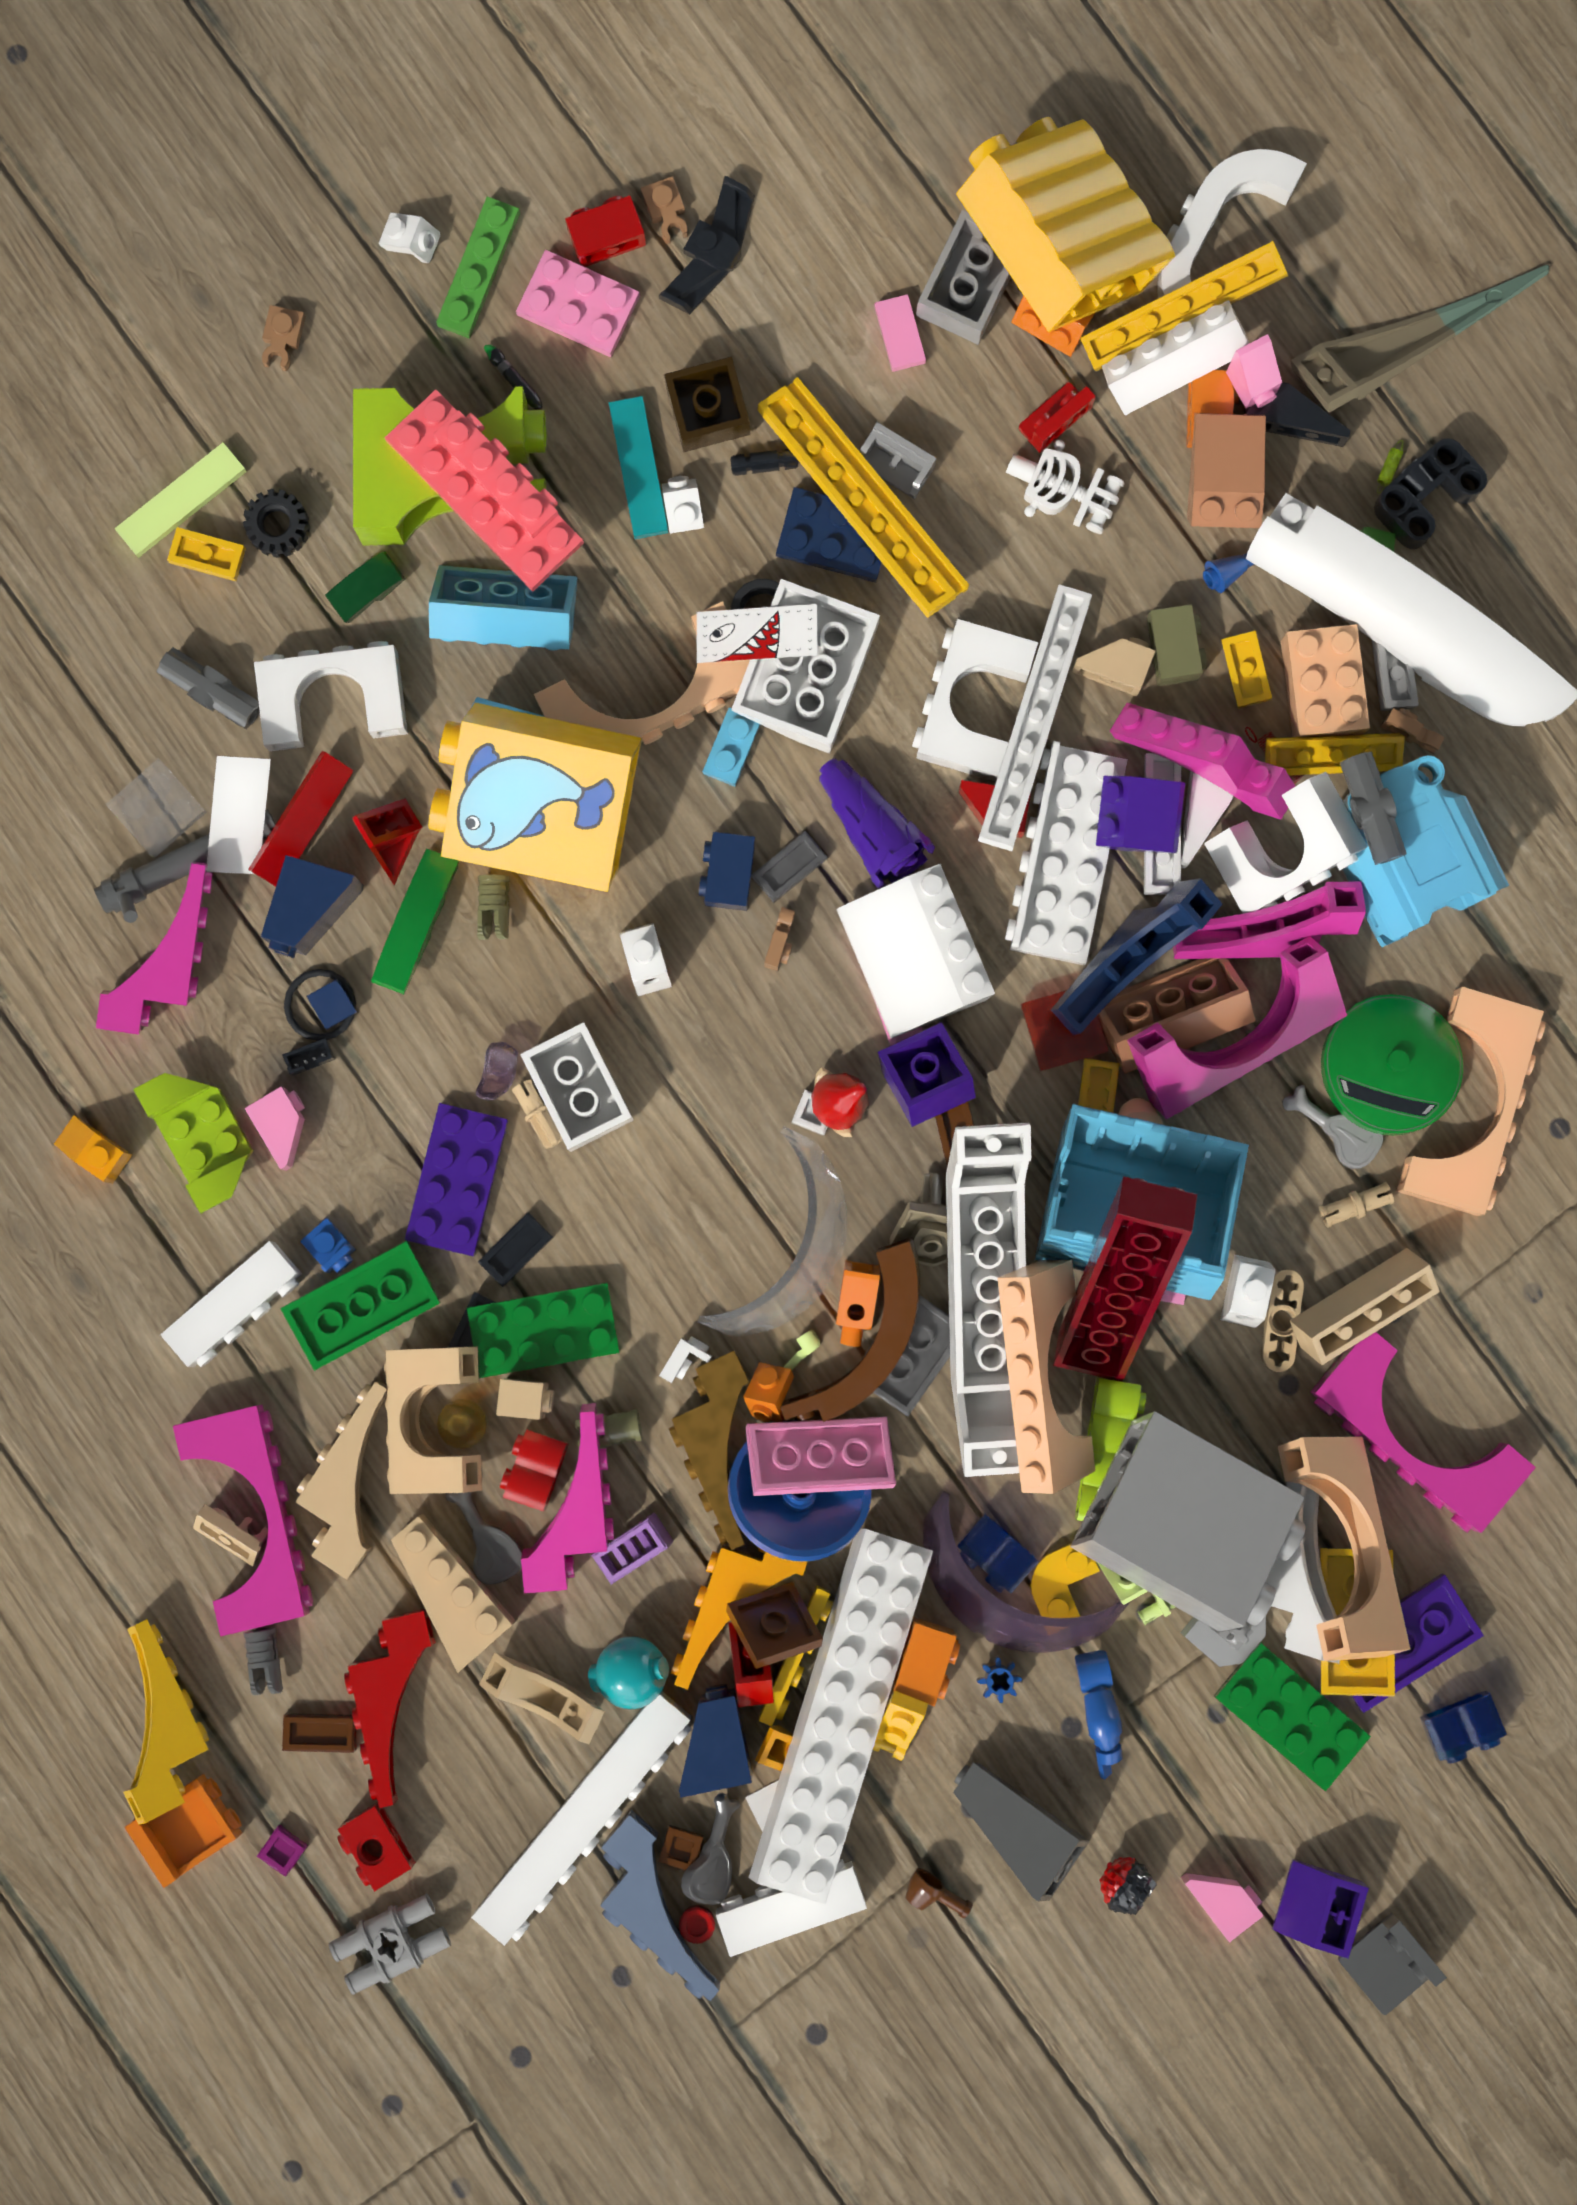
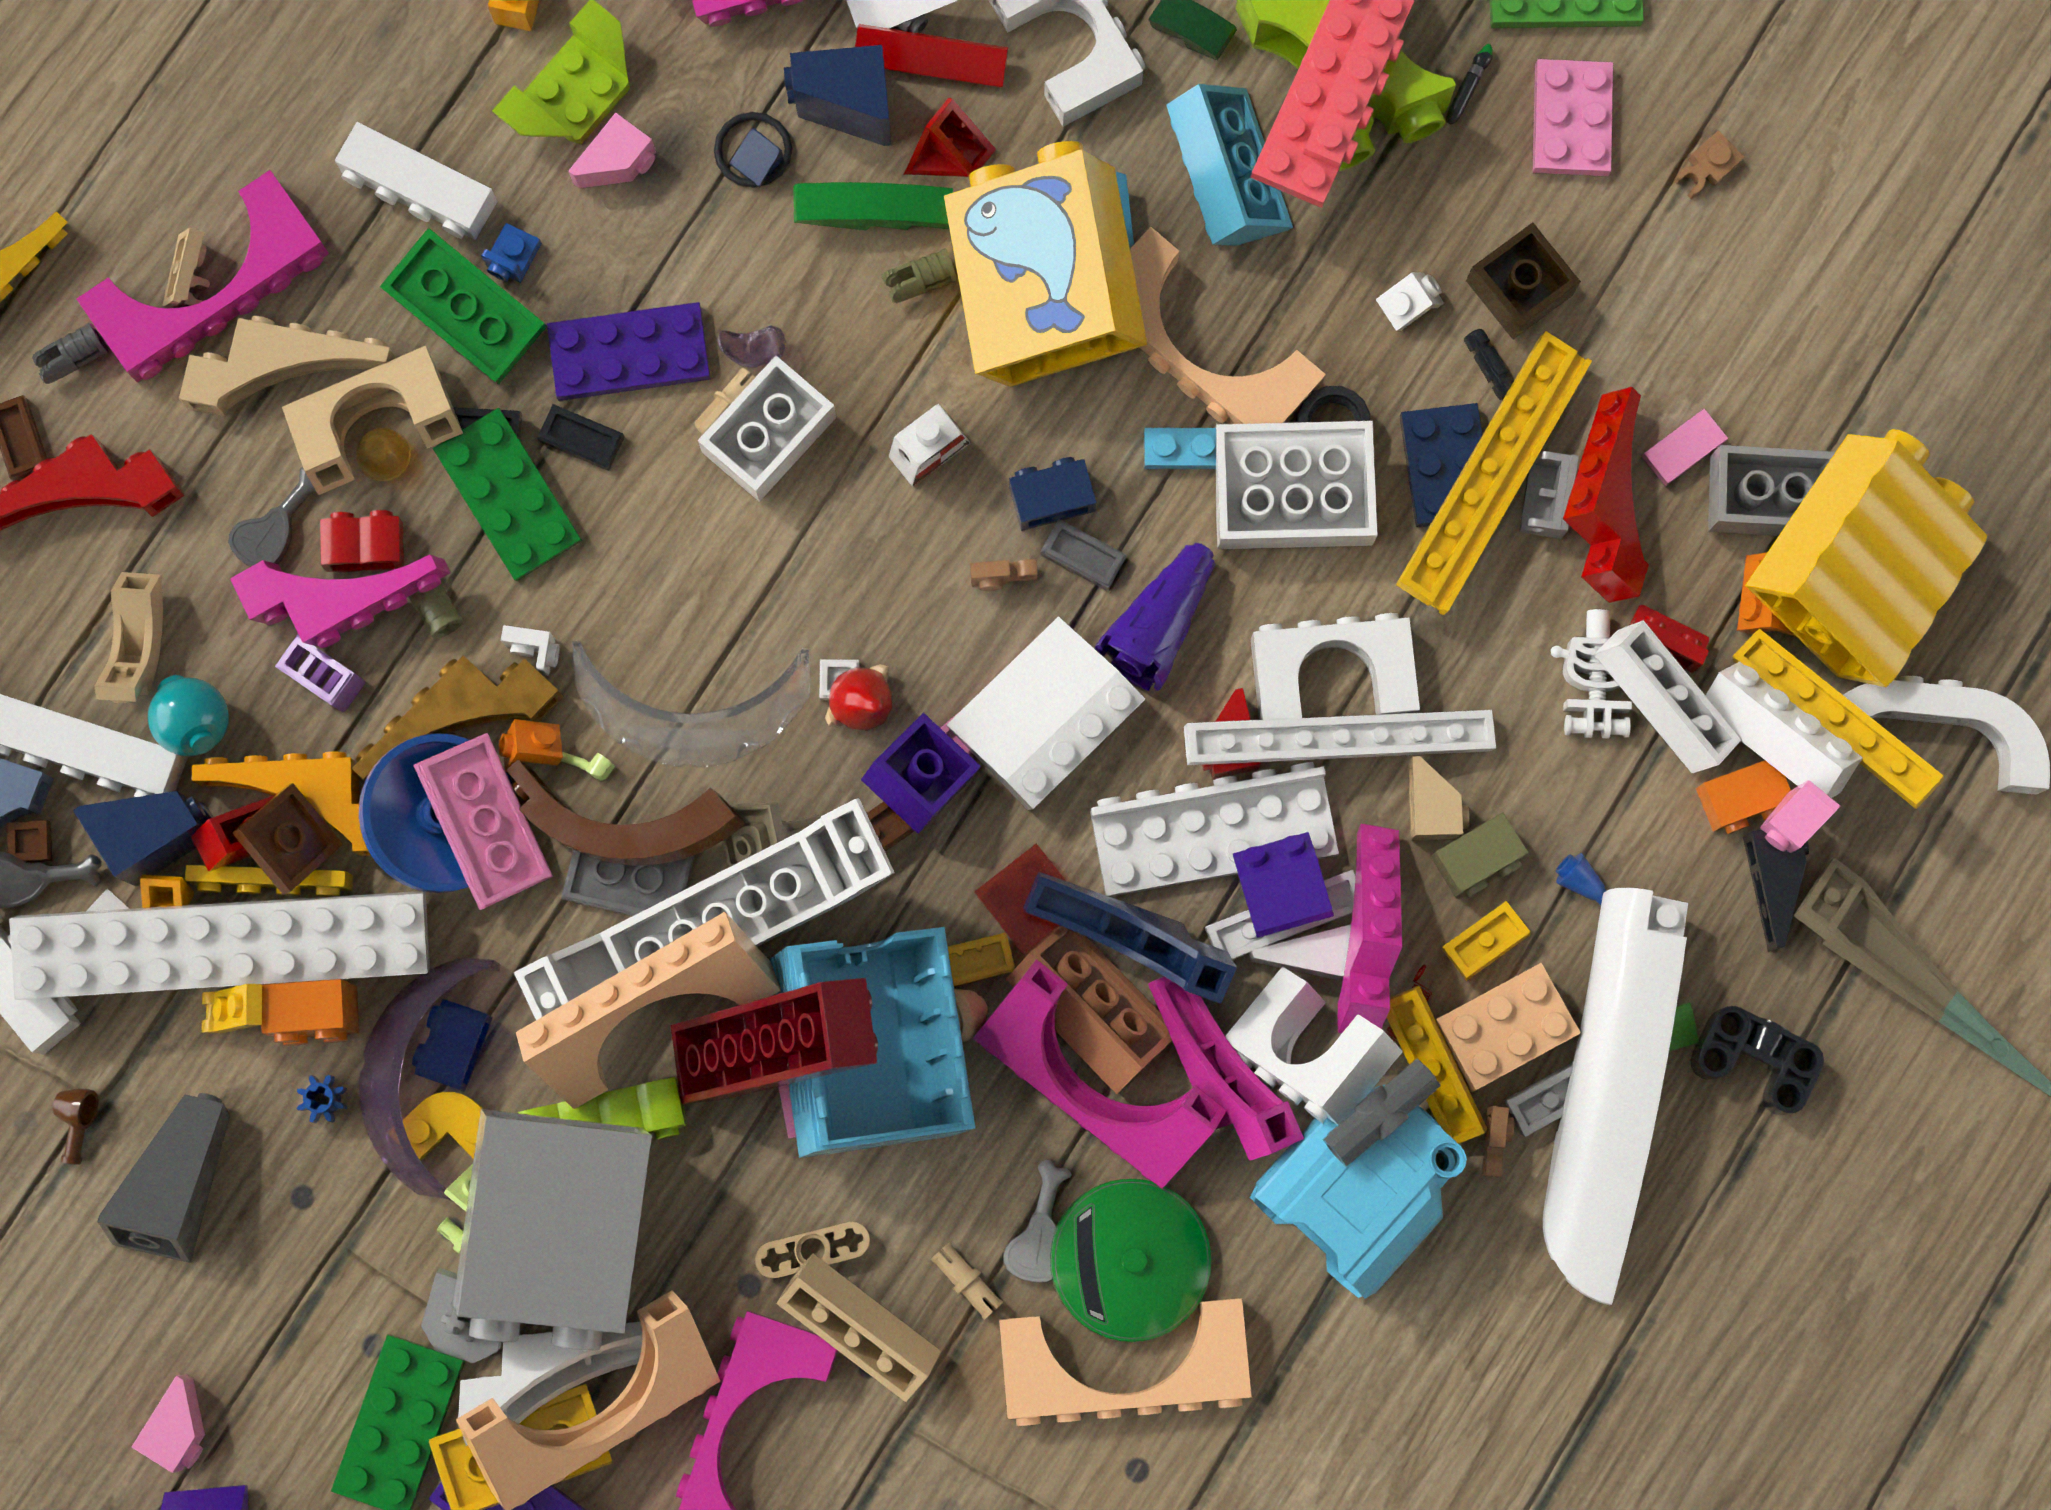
camera: 65 degrees right, 5 degrees down
(308, 1057) = (695, 158): black piece -> none
(454, 1598) = (196, 518): tan wedge -> none
(524, 1399) = (427, 499): tan brick -> none
(605, 230) = (1657, 112): red brick -> none
(638, 467) = (1431, 241): teal tile -> none
(712, 248) = (1688, 226): black plate -> none
(757, 633) = (1305, 419): white sticker -> none
(859, 1287) = (670, 792): orange torso -> none
(920, 417) = (1603, 501): none -> red arch
(1100, 1708) = (329, 1215): blue piece -> none
(1109, 436) = (1667, 697): none -> white brick
(1126, 1885) = (154, 1316): black piece -> none
(1227, 471) = (1685, 833): nougat slope -> none
(1248, 1291) = (829, 1198): white torso -> none
(1390, 466) = (1769, 1008): lime piece -> none

